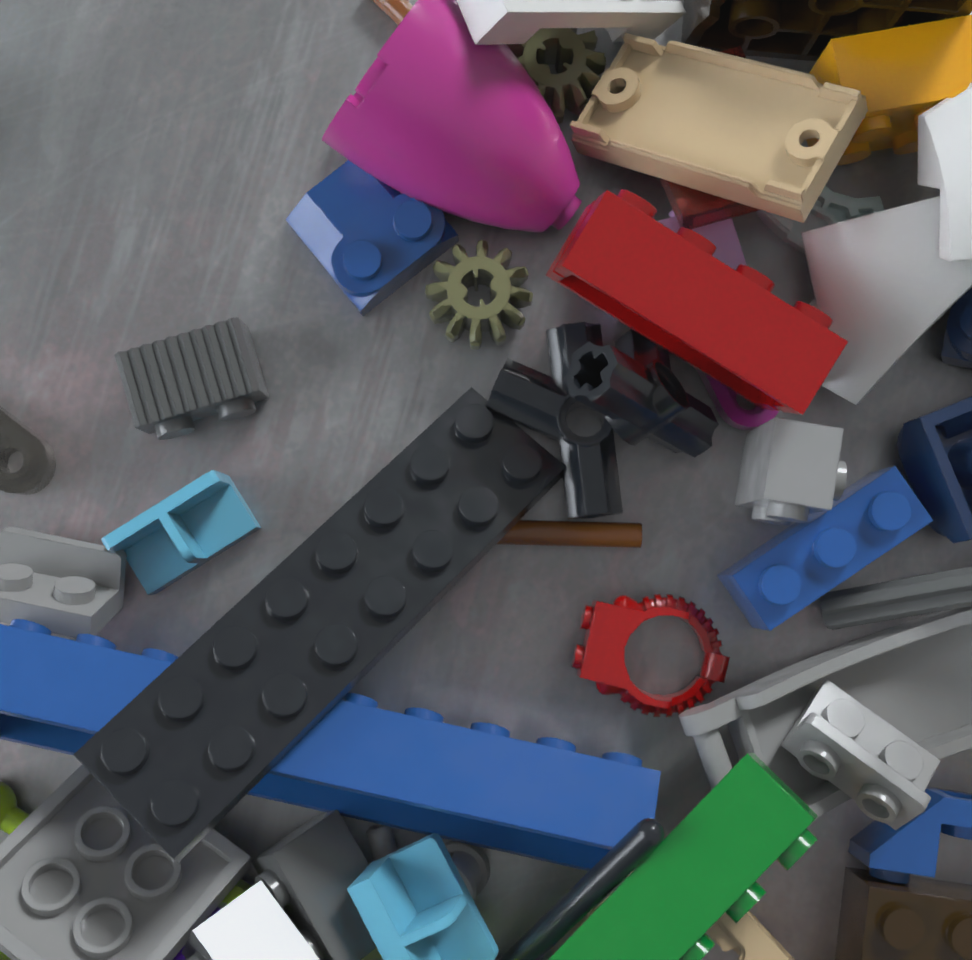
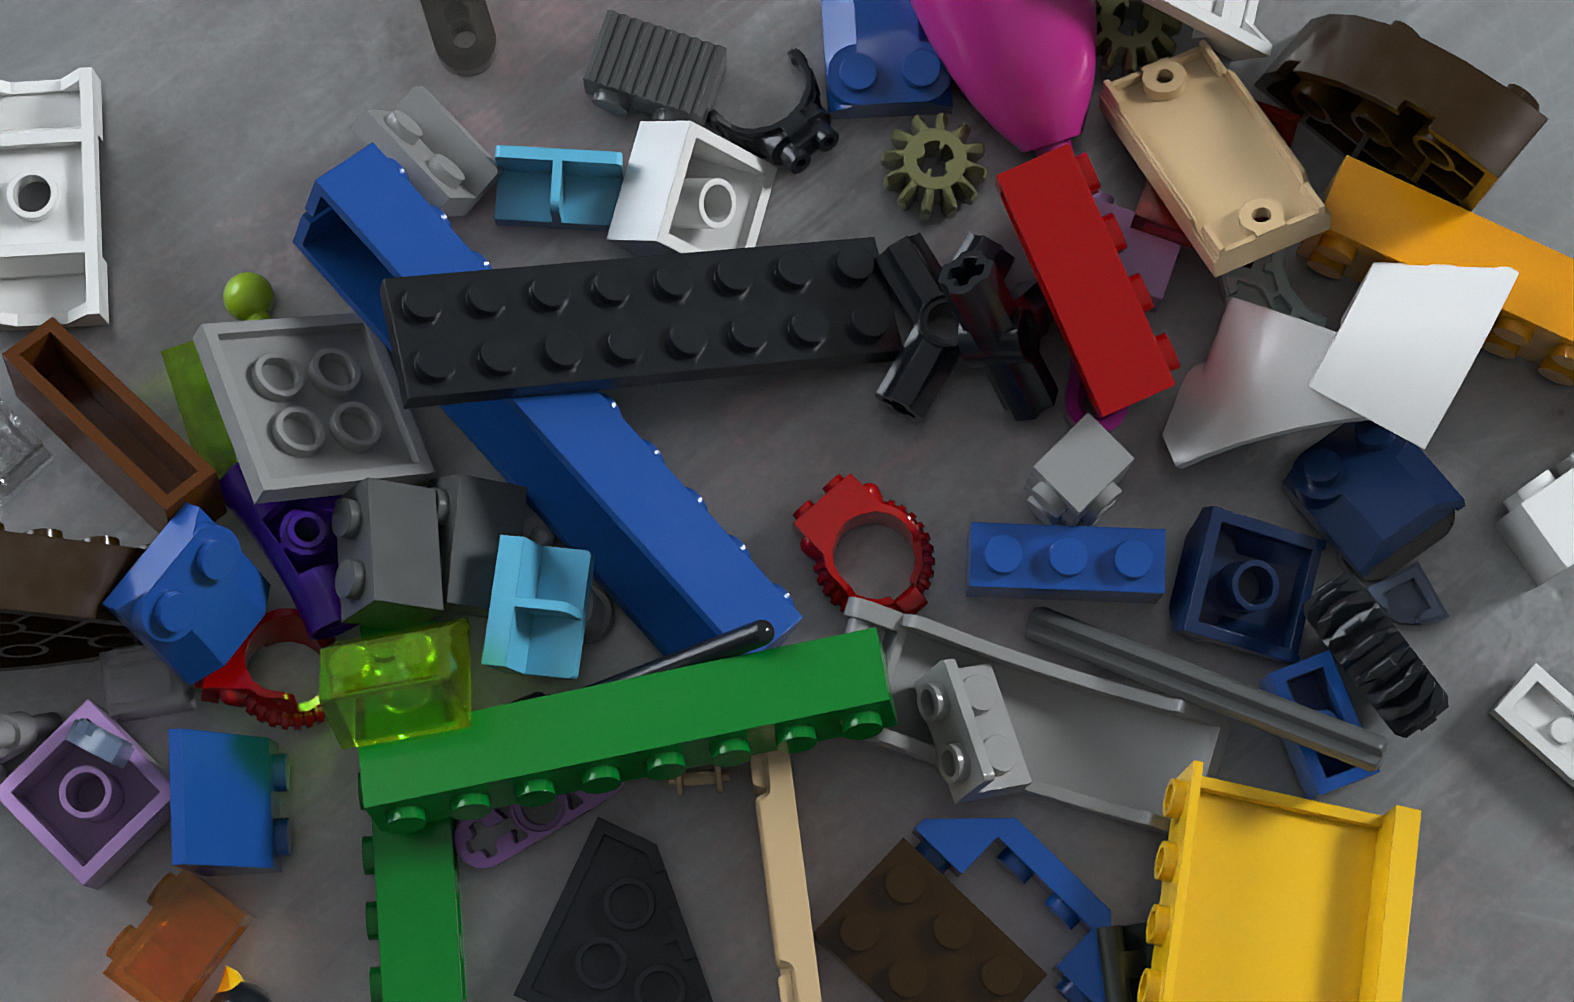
camera: 35 degrees right, 5 degrees down
(295, 461) = (689, 192): none -> white slope
(347, 351) = (792, 138): none -> black helmet
(574, 534) = (869, 412): dark orange piece -> none

